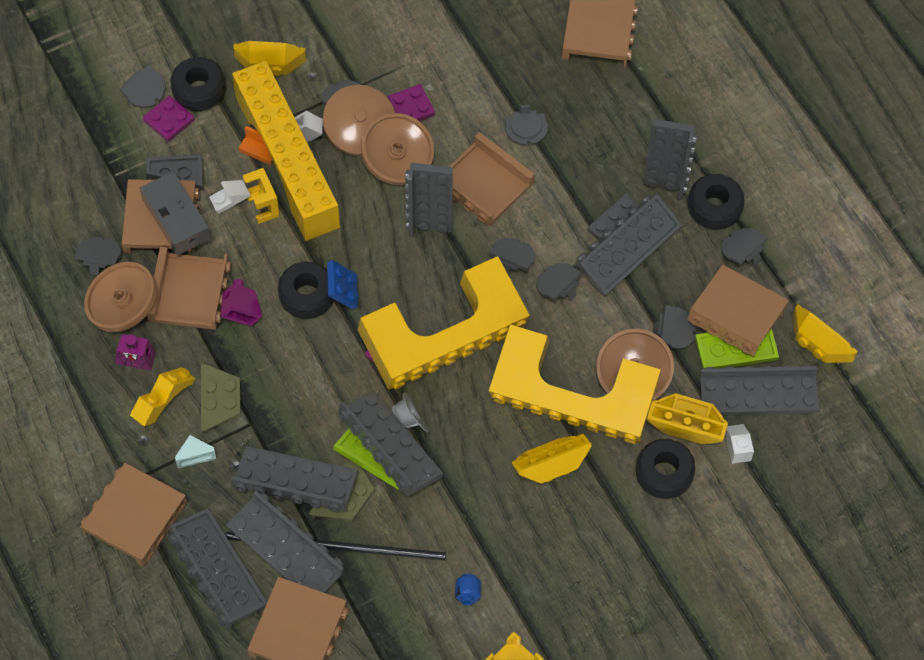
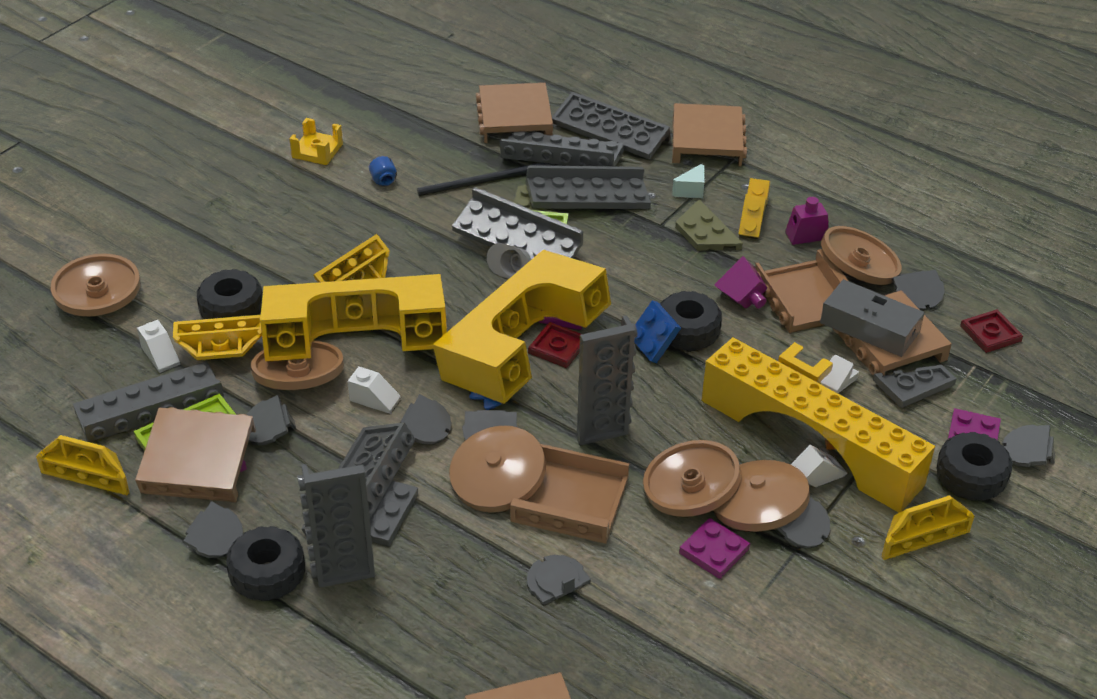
camera: 155 degrees right, 20 degrees down
(75, 197) = (991, 331): none -> dark red tile
(421, 318) = (556, 345): none -> dark red tile
(526, 213) = (497, 467): none -> medium nougat dish
(586, 326) = (372, 390): none -> white slope
(775, 532) = (95, 284): none -> medium nougat dish

